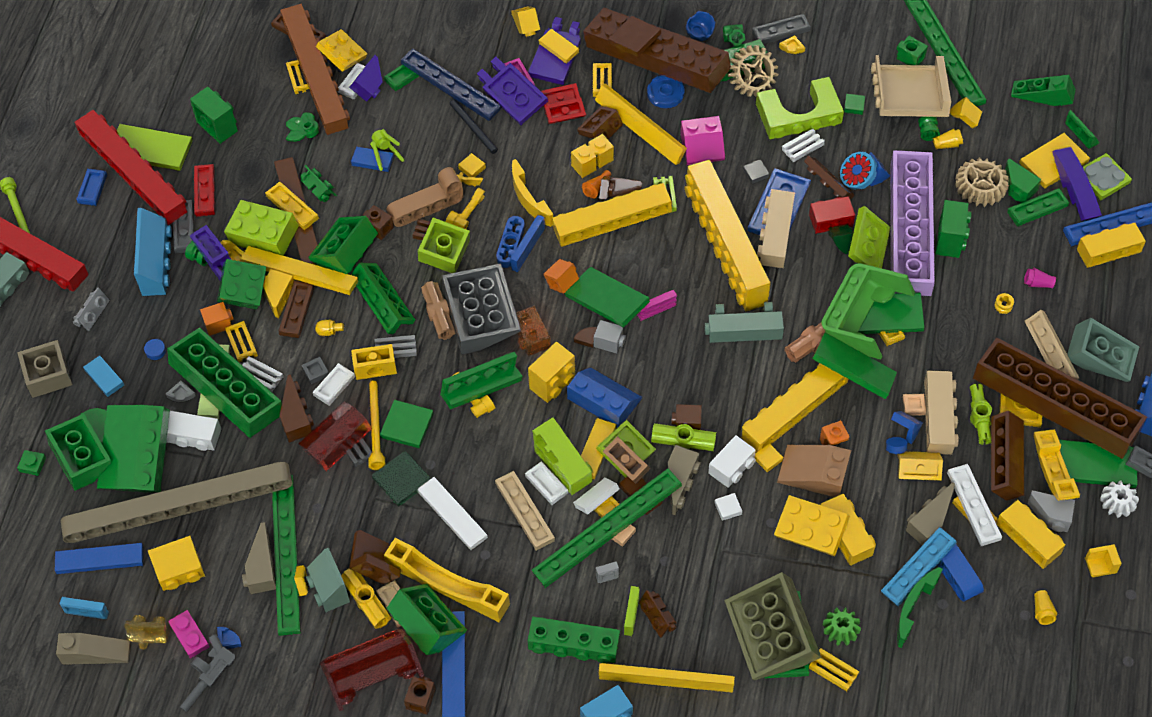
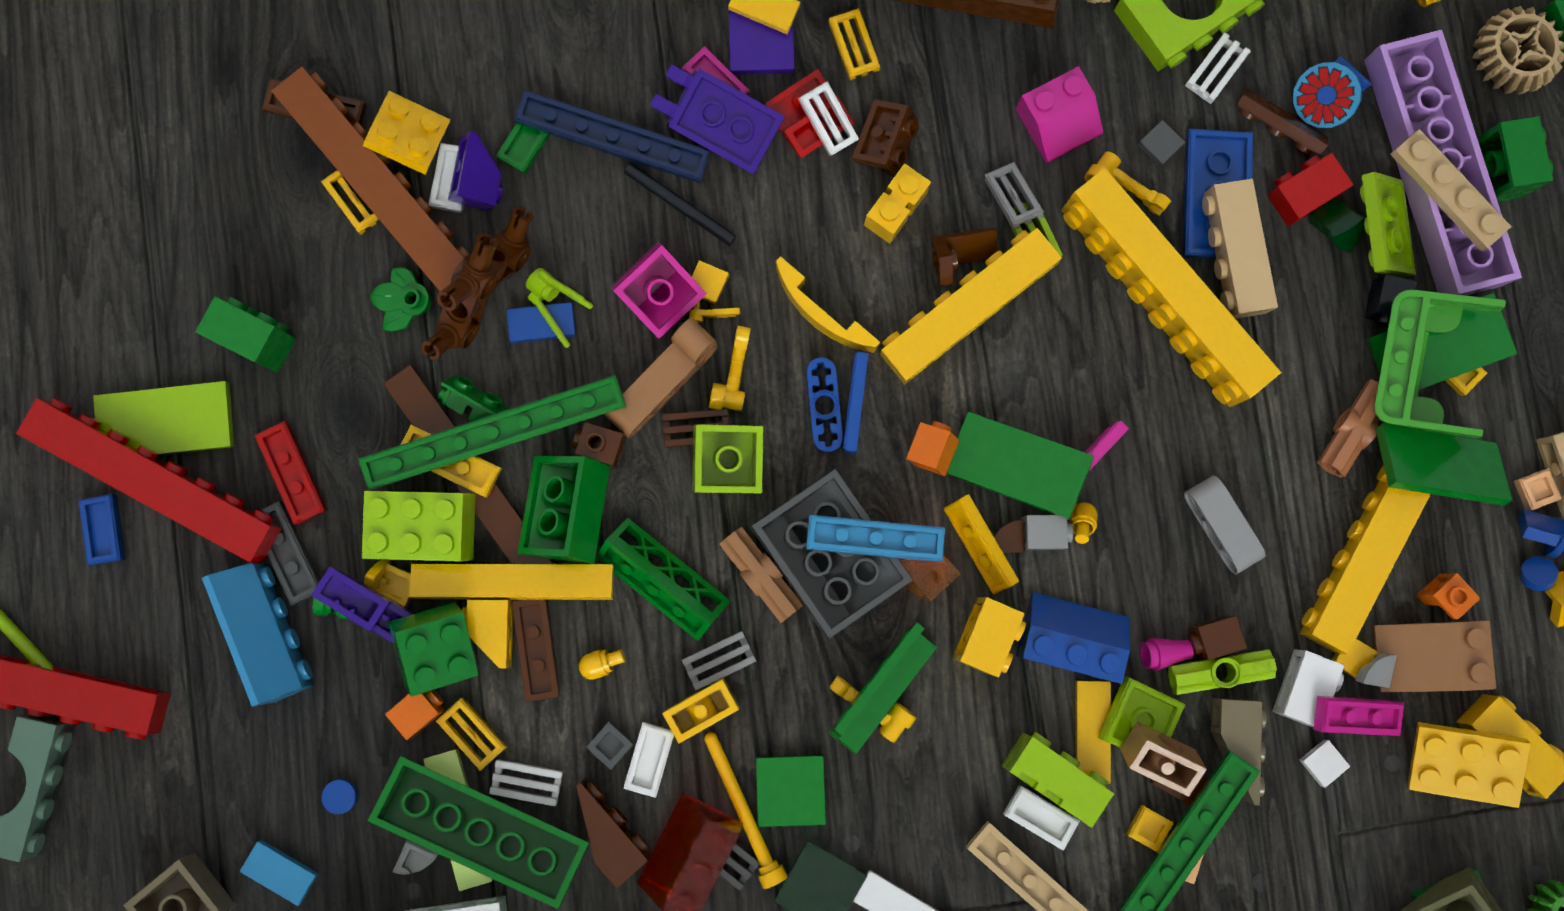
camera: 25 degrees left, 25 degrees up
(92, 309) = (205, 775): light grey hinge -> none
(323, 194) = (492, 432): none -> green tile
(343, 121) = (475, 280): none -> reddish brown pin
(440, 154) = (658, 290): none -> dark pink slope
(507, 301) = (875, 538): none -> dark azure tile
(569, 328) = (981, 544): none -> yellow tile
(574, 120) = (816, 123): none -> white tile
(592, 187) = (919, 257): orange cone -> none
(596, 495) = (1126, 818): white tile -> none
(634, 338) = (1084, 521): none -> yellow cylinder
(642, 124) = (951, 115): yellow tile -> none
(650, 416) = (1162, 653): none -> dark pink cone
(661, 179) = (1024, 215): none -> light grey tile
(665, 92) = (963, 37): blue tile -> none
(716, 364) = (1224, 524): none -> light grey beam
(739, 195) = (1153, 200): none -> yellow brick
(744, 326) = (1245, 443): sand green brick -> none
(755, 481) = (1358, 716): none -> dark pink tile
(777, 464) = (1378, 671): none -> light grey tile
(906, 227) = (1450, 190): none -> tan plate

